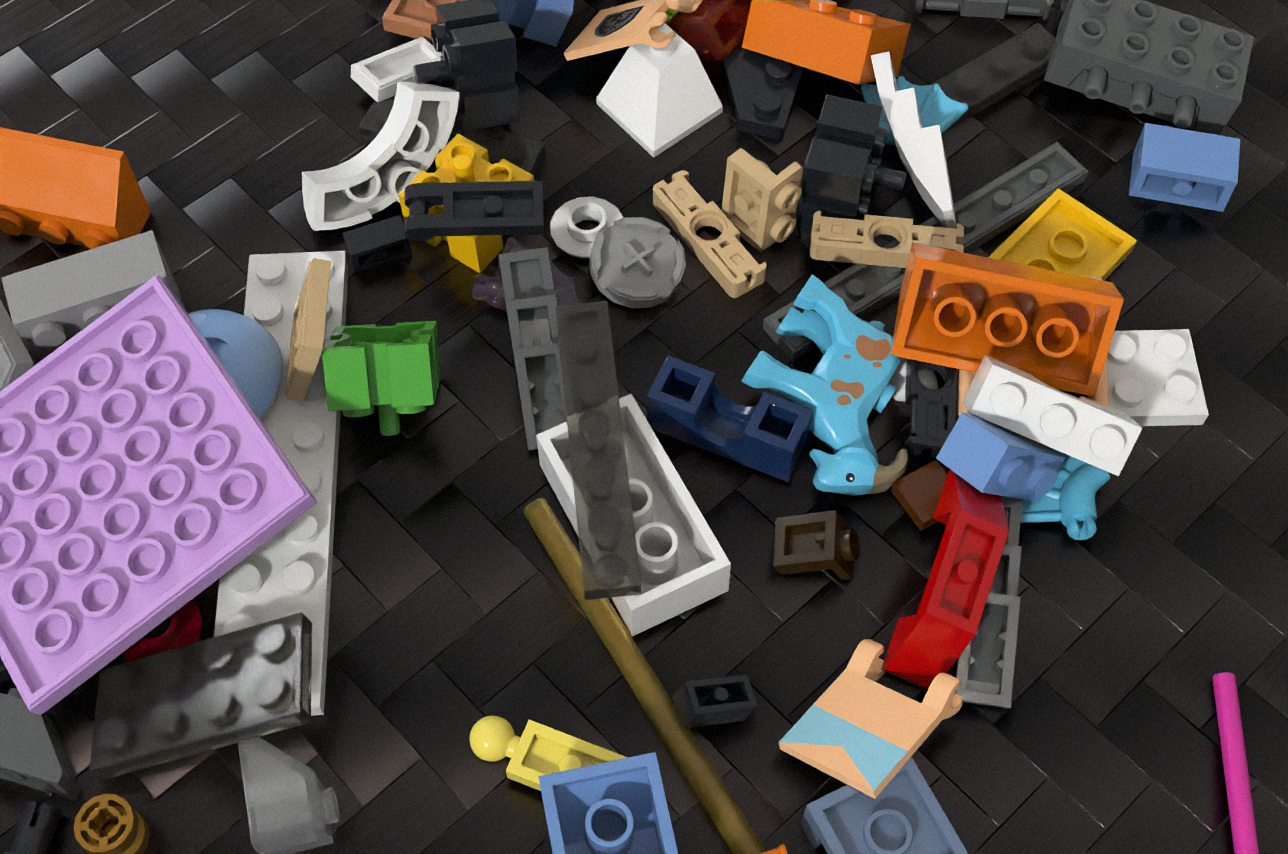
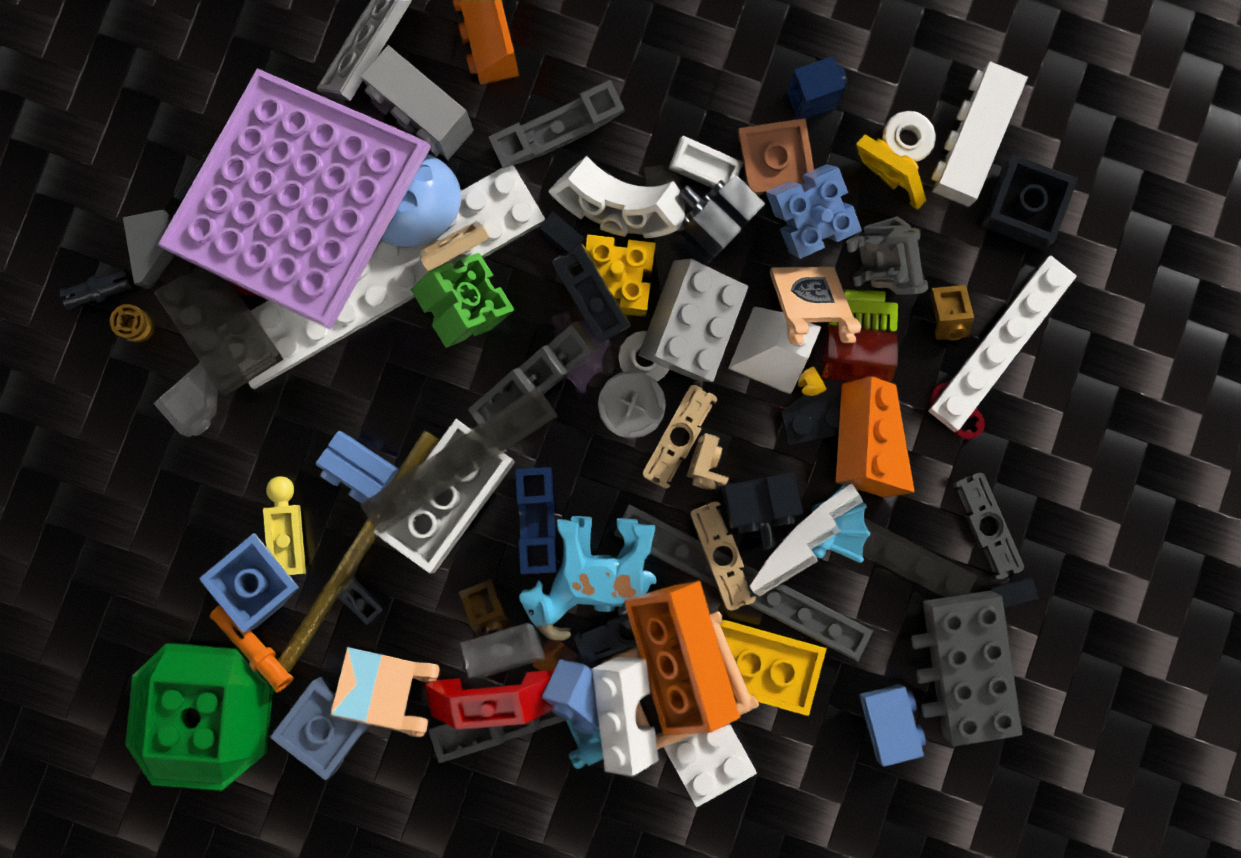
camera: 60 degrees right, 25 degrees up
(246, 185) = (557, 127): none -> dark grey slope
(525, 615) = (355, 467): none -> medium blue brick
(576, 142) = (693, 320): none -> light grey brick
(723, 67) = (812, 381): none -> yellow hinge
(887, 535) = (502, 651): none -> clear brick

